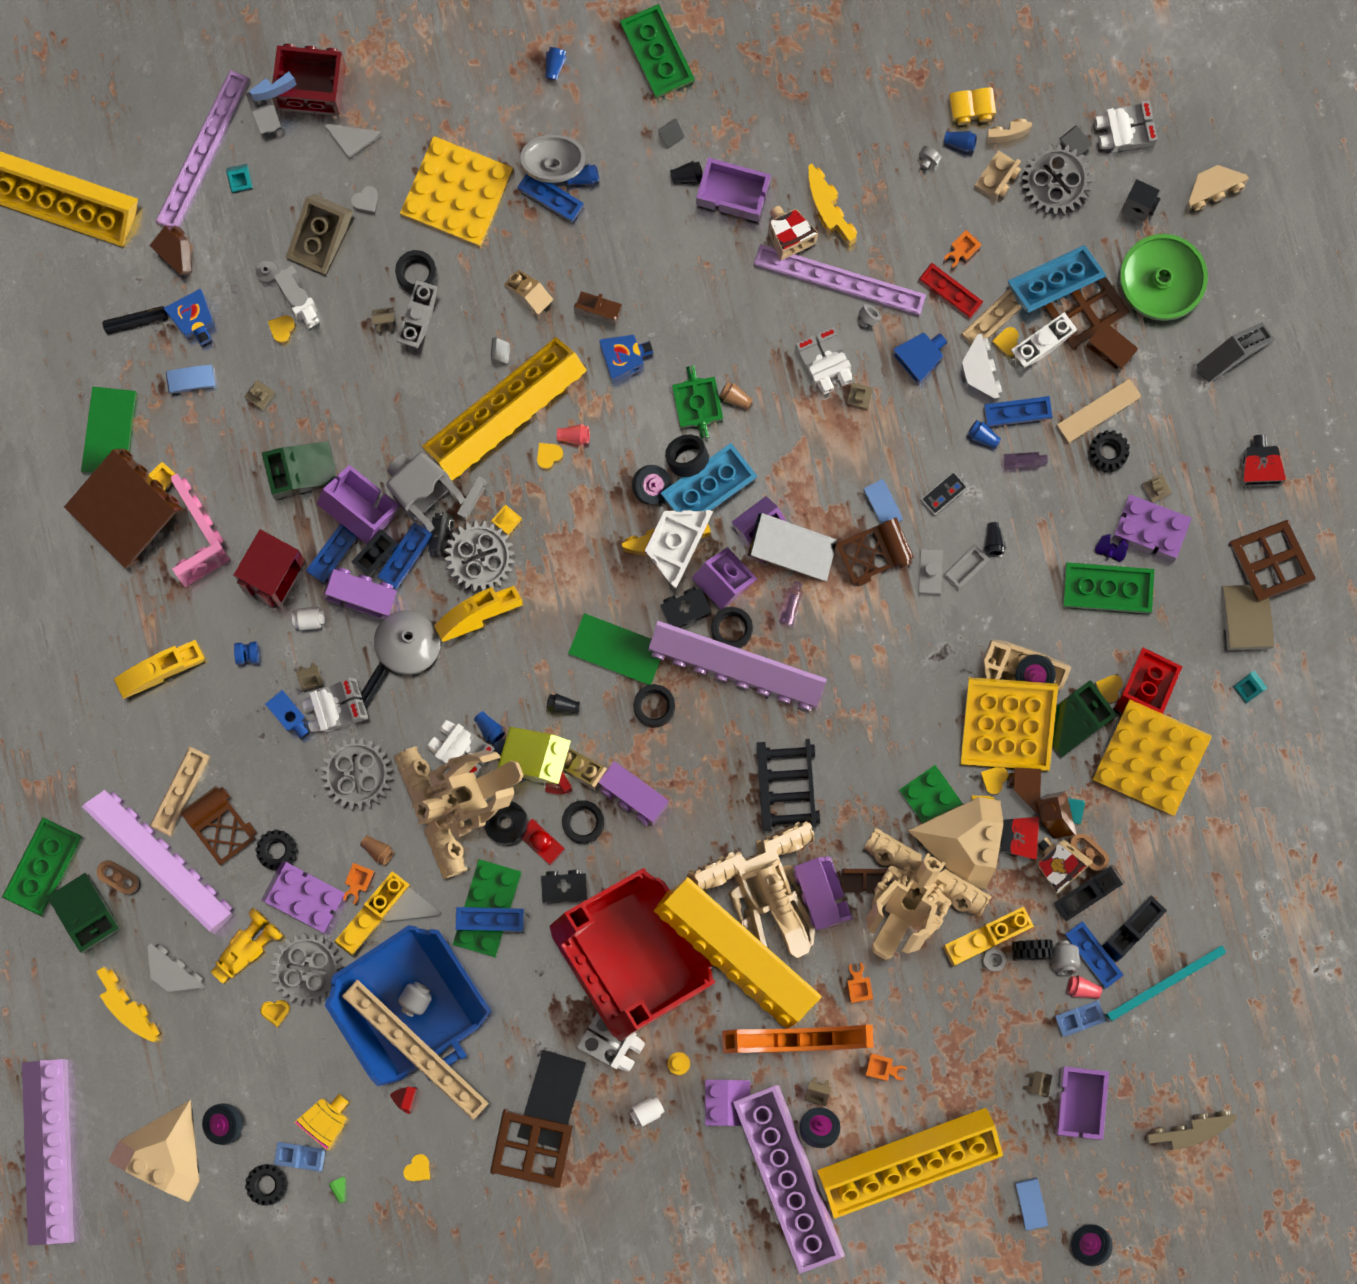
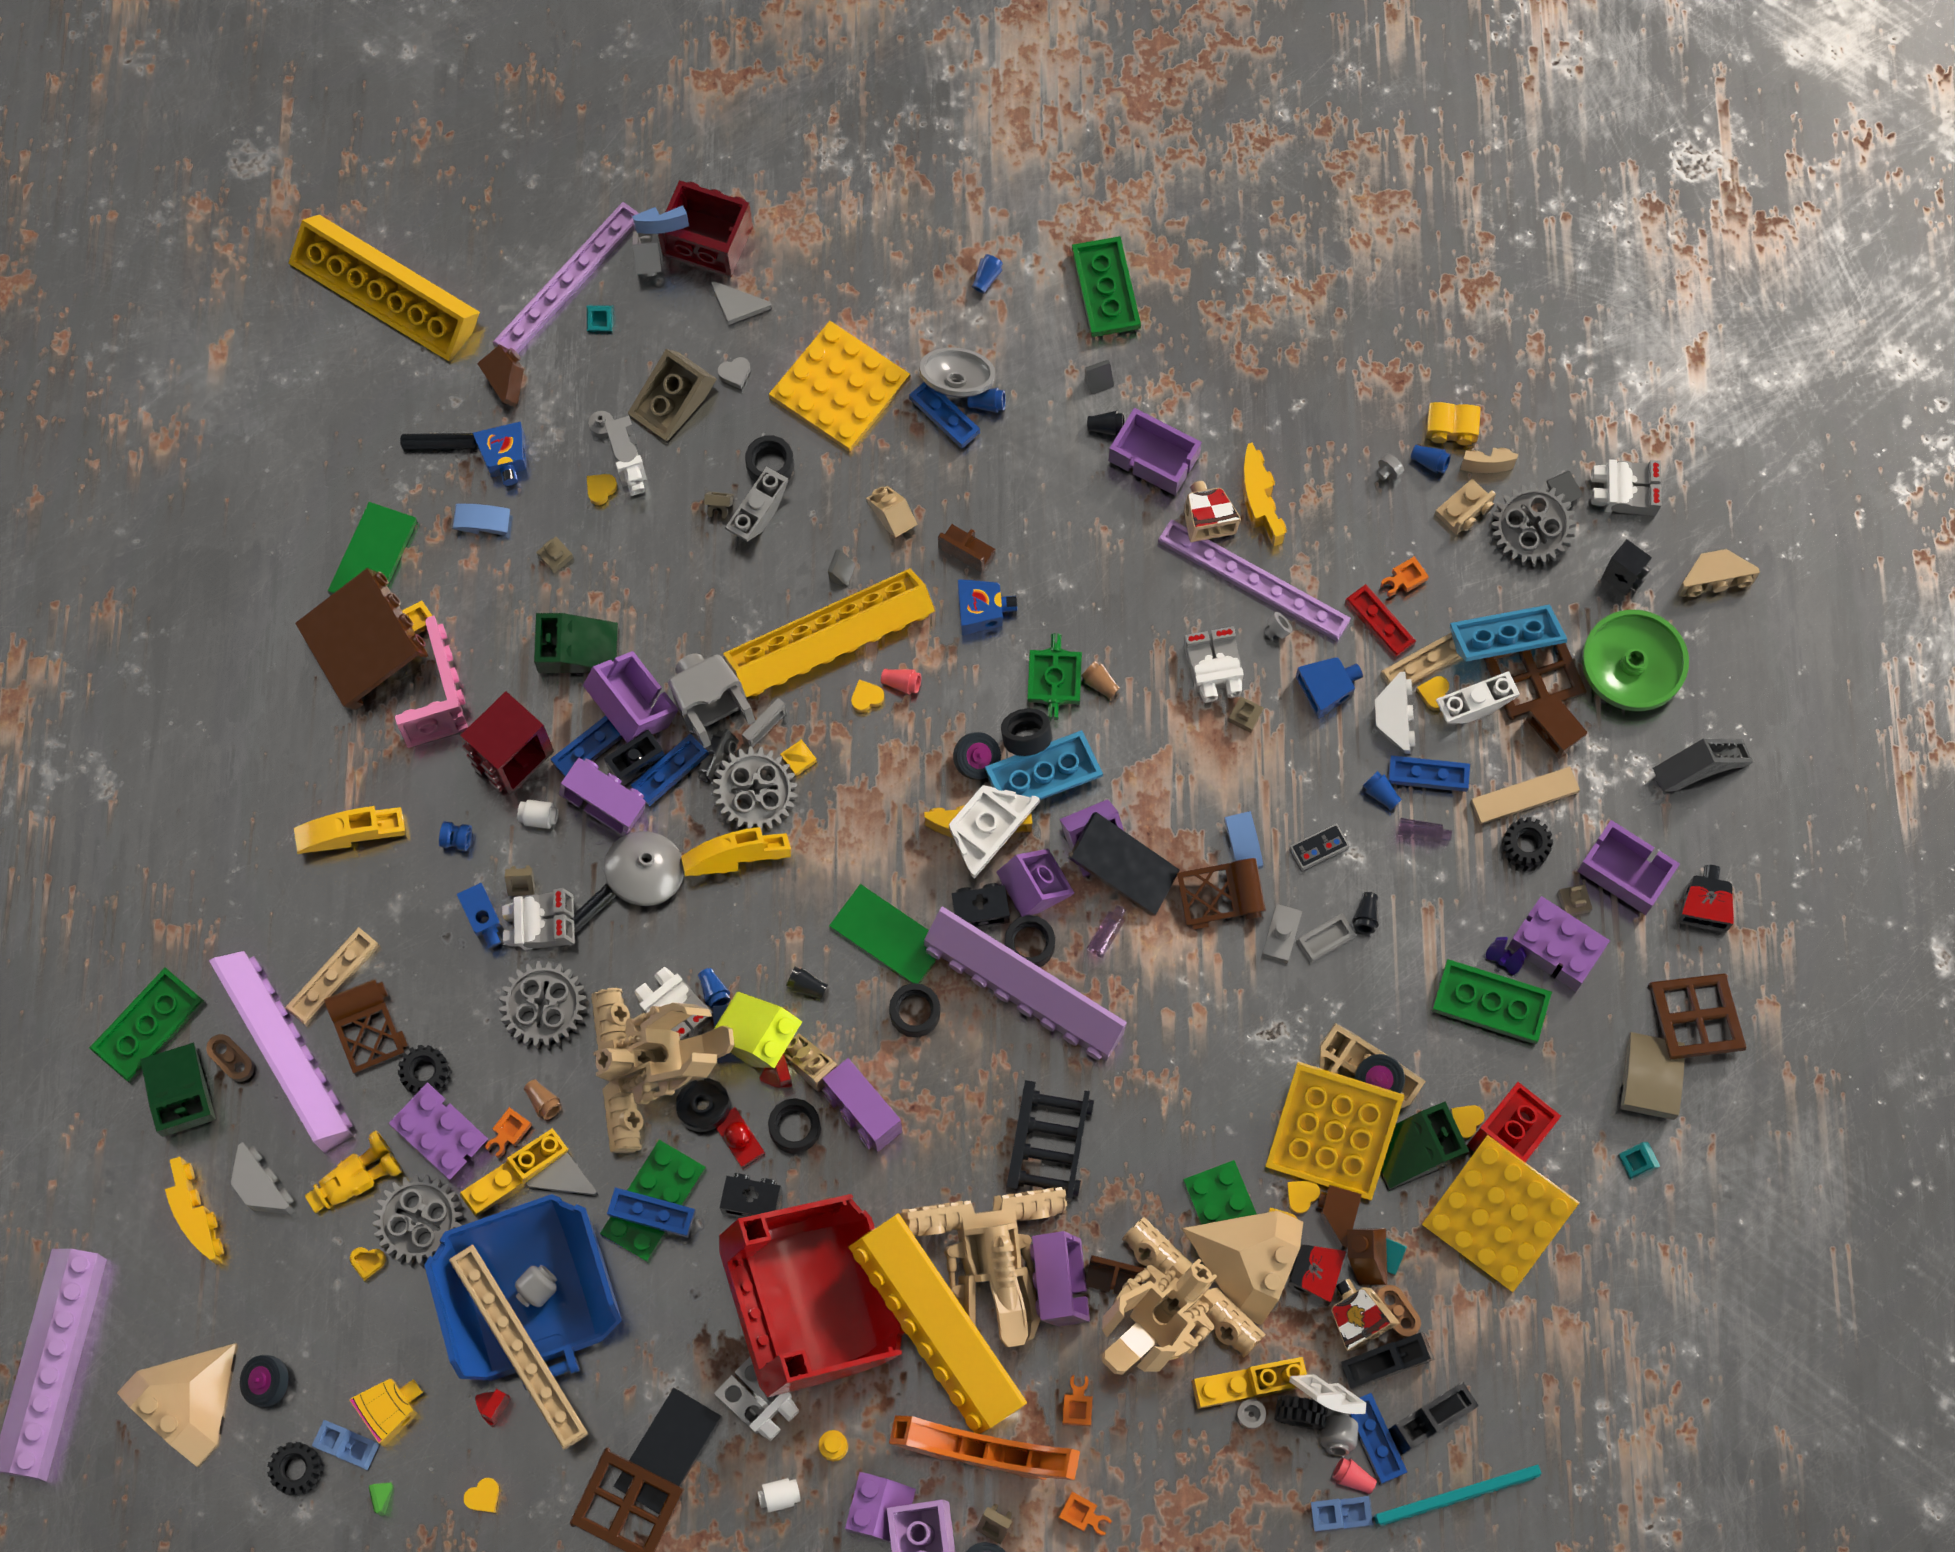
camera: 15 degrees right, 10 degrees down
(1051, 932) = (1329, 1395): none -> white slope
(1189, 453) = (1622, 868): none -> medium lavender piece

